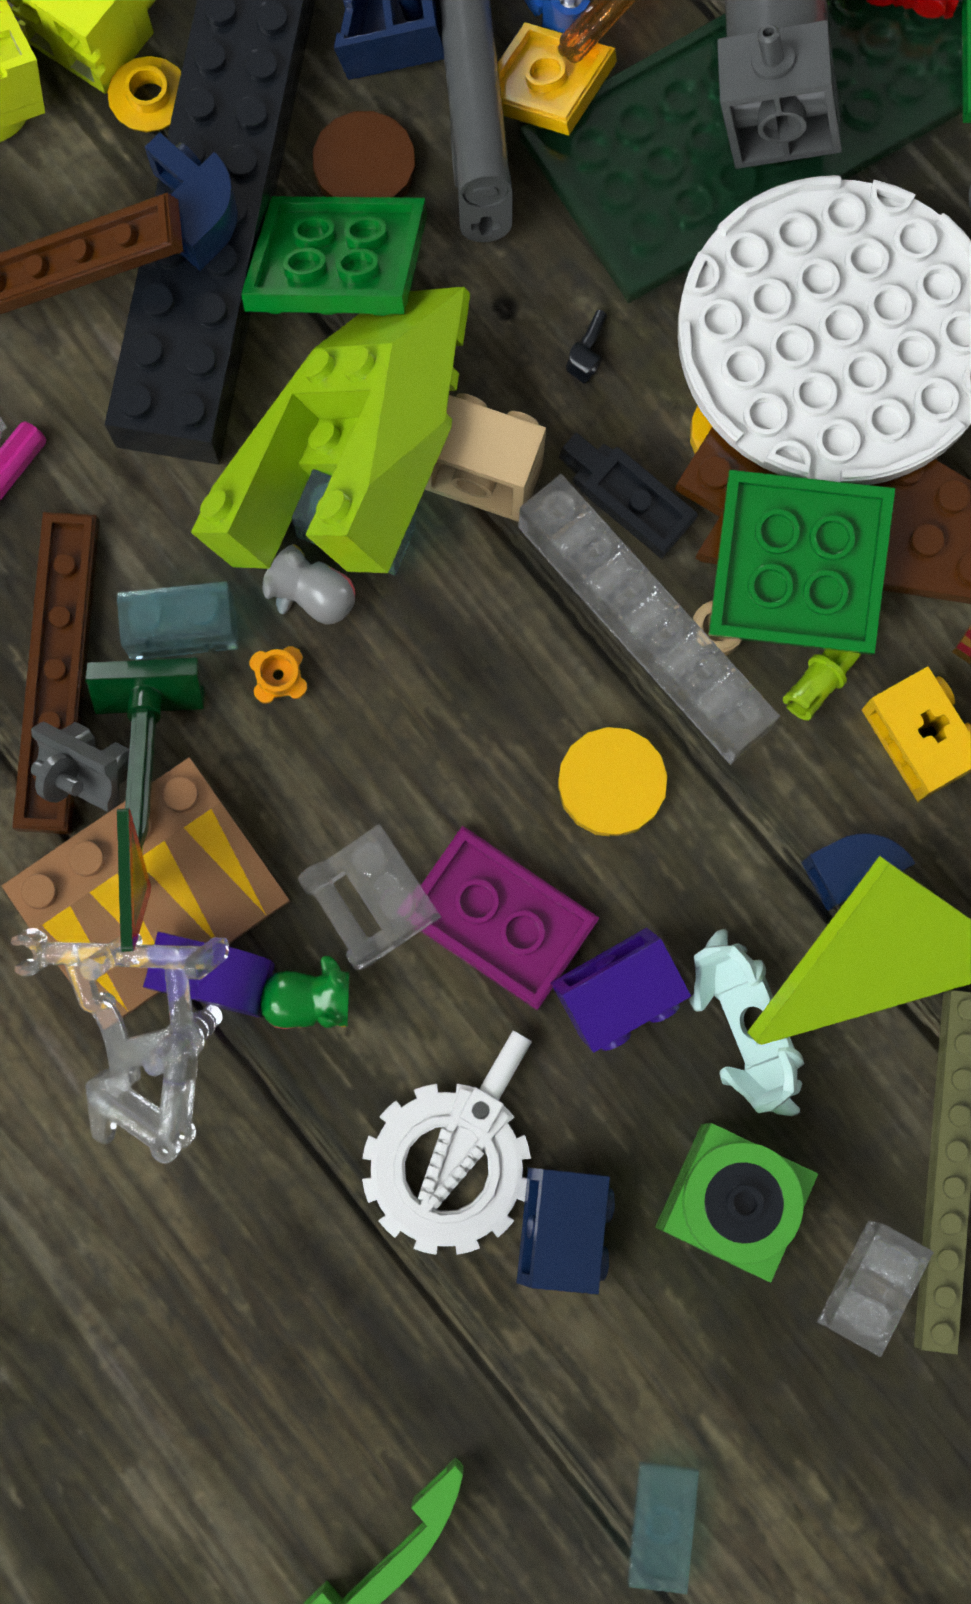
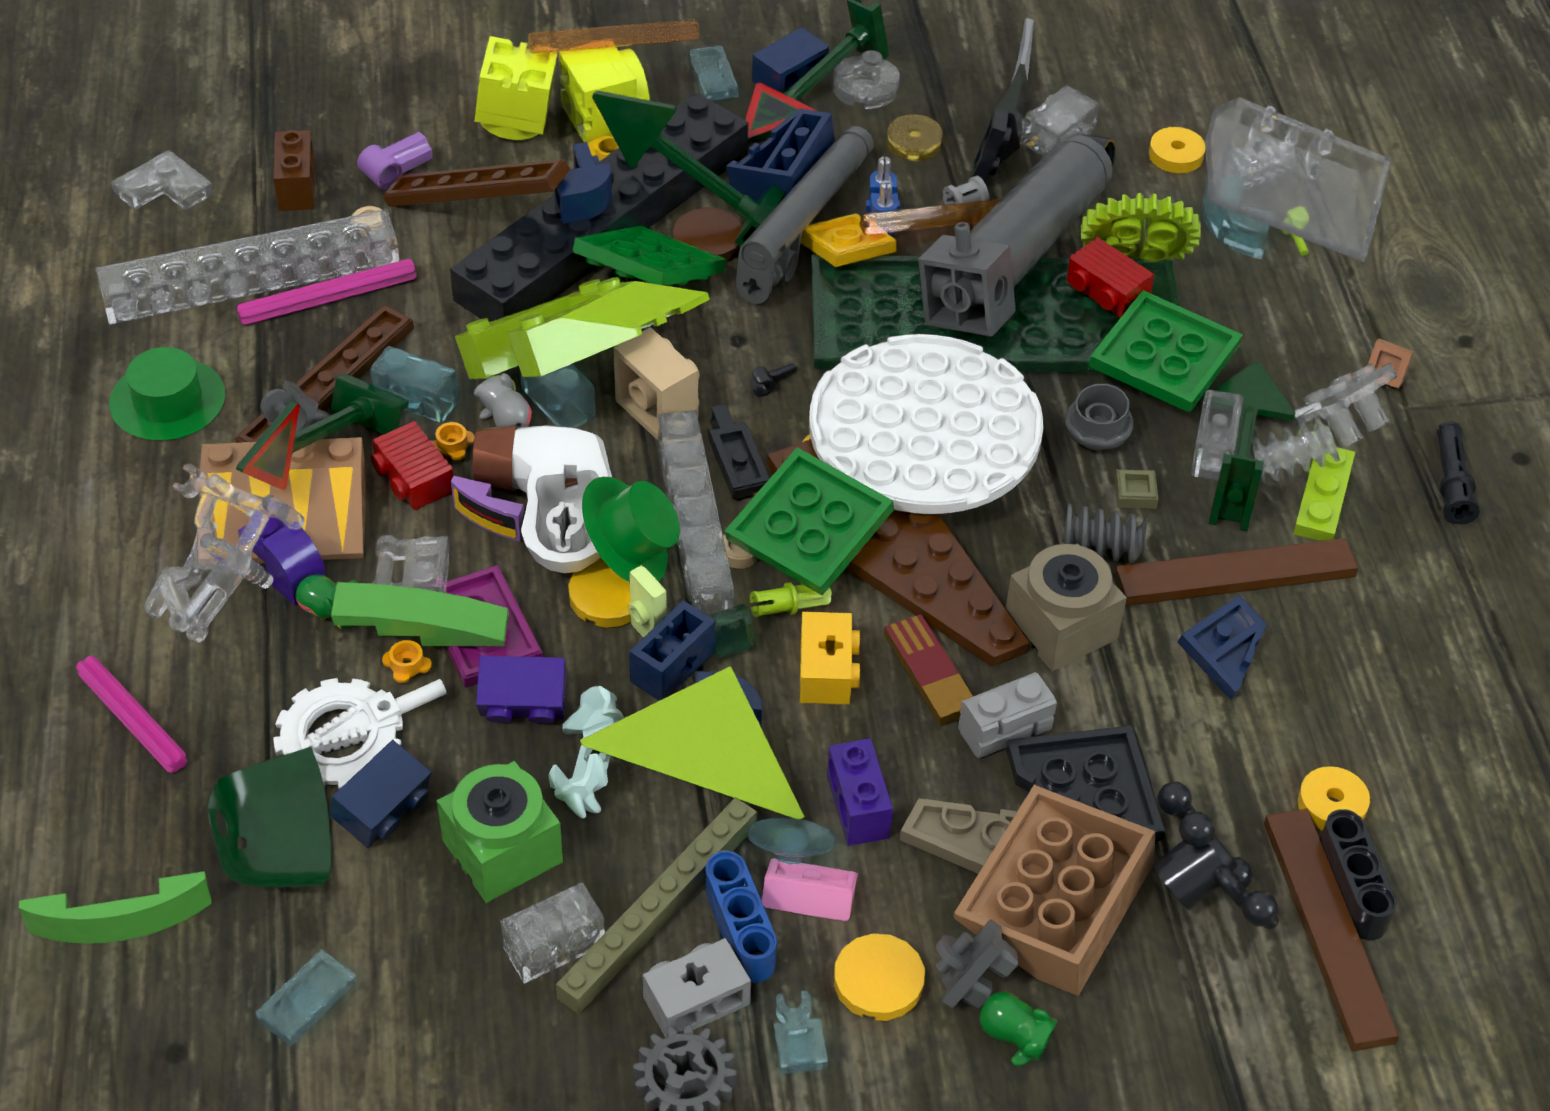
camera: 30 degrees right, 30 degrees down
(191, 1290) = (131, 714): none -> dark pink axle
(218, 67) = (638, 126): none -> dark green piece
(262, 744) = (412, 465): none -> red brick
(378, 754) = (495, 515): none -> slope
(437, 1027) = (404, 652): none -> light orange plate
(439, 968) = (409, 611): none -> bright green slope
(488, 688) = (553, 470): none -> white piece
(498, 1348) = (281, 816): none -> dark green piece
(605, 700) = (630, 525): none -> green hose
(696, 798) = (646, 601): none -> yellowish green plate
(758, 837) = (672, 651): none -> dark blue brick
(793, 760) = (733, 630): none -> clear green tile

